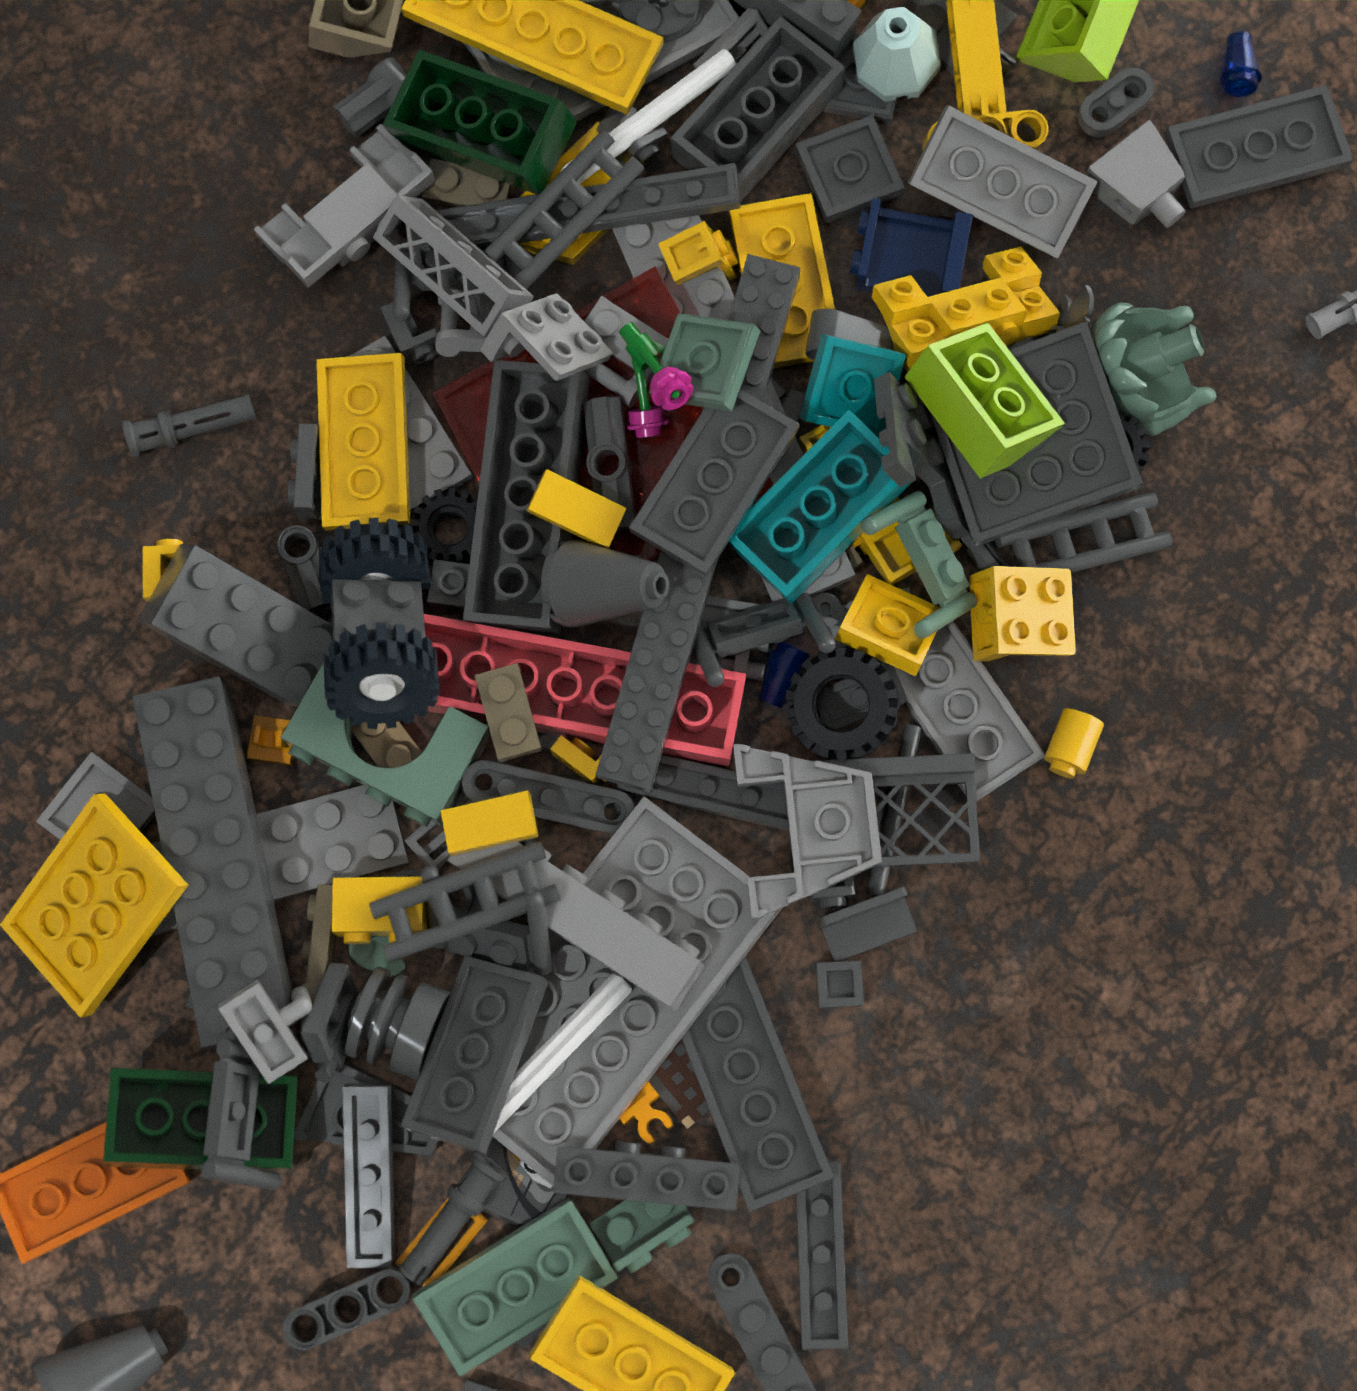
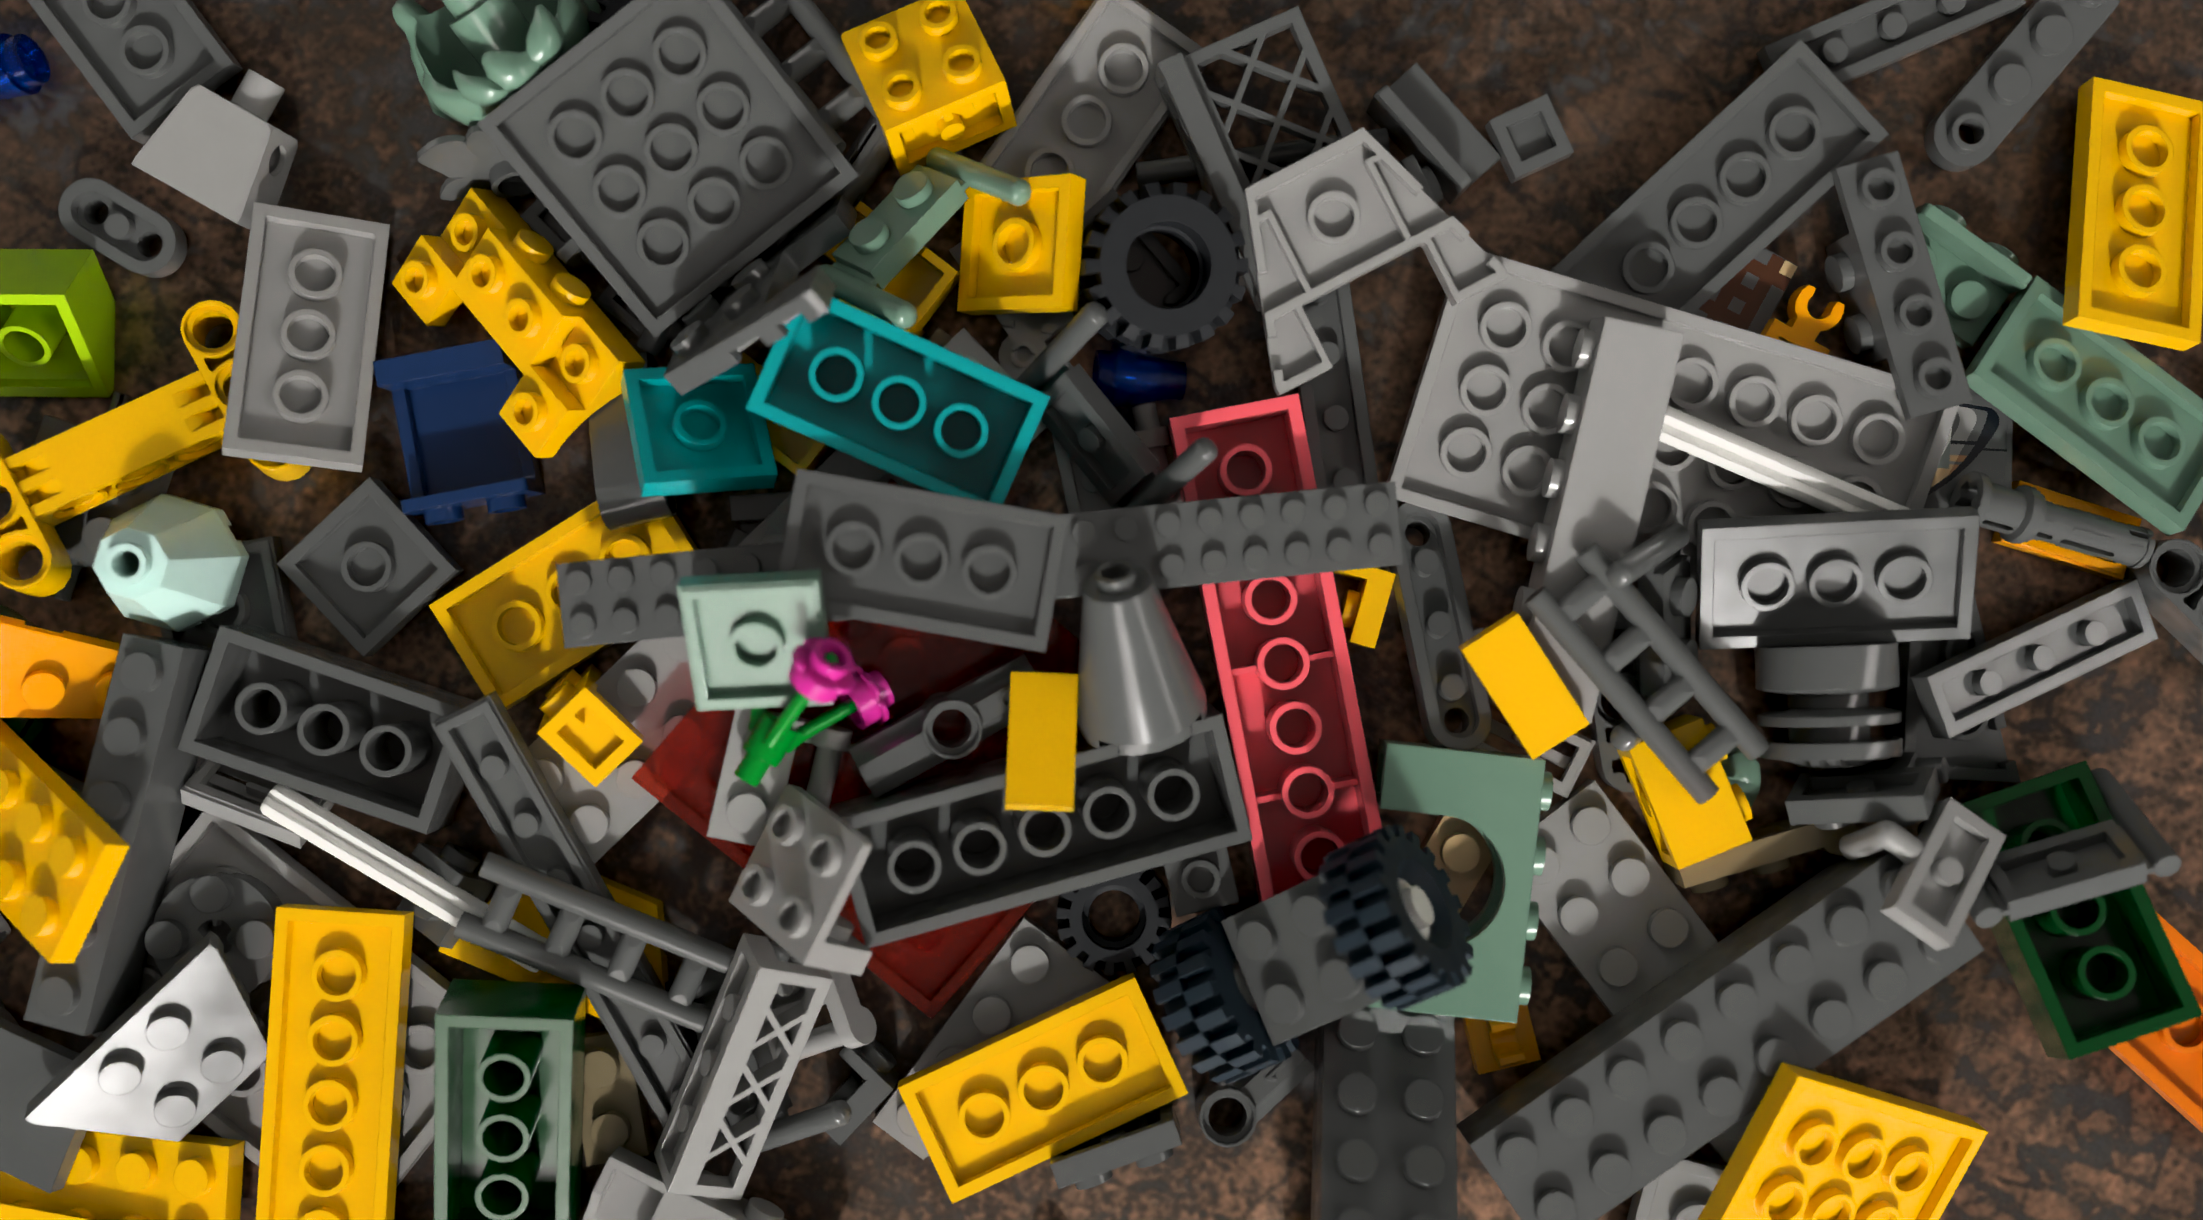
camera: 110 degrees left, 10 degrees up
(508, 712) = (1358, 722): dark tan plate -> none
(983, 399) = (649, 230): lime slope -> none

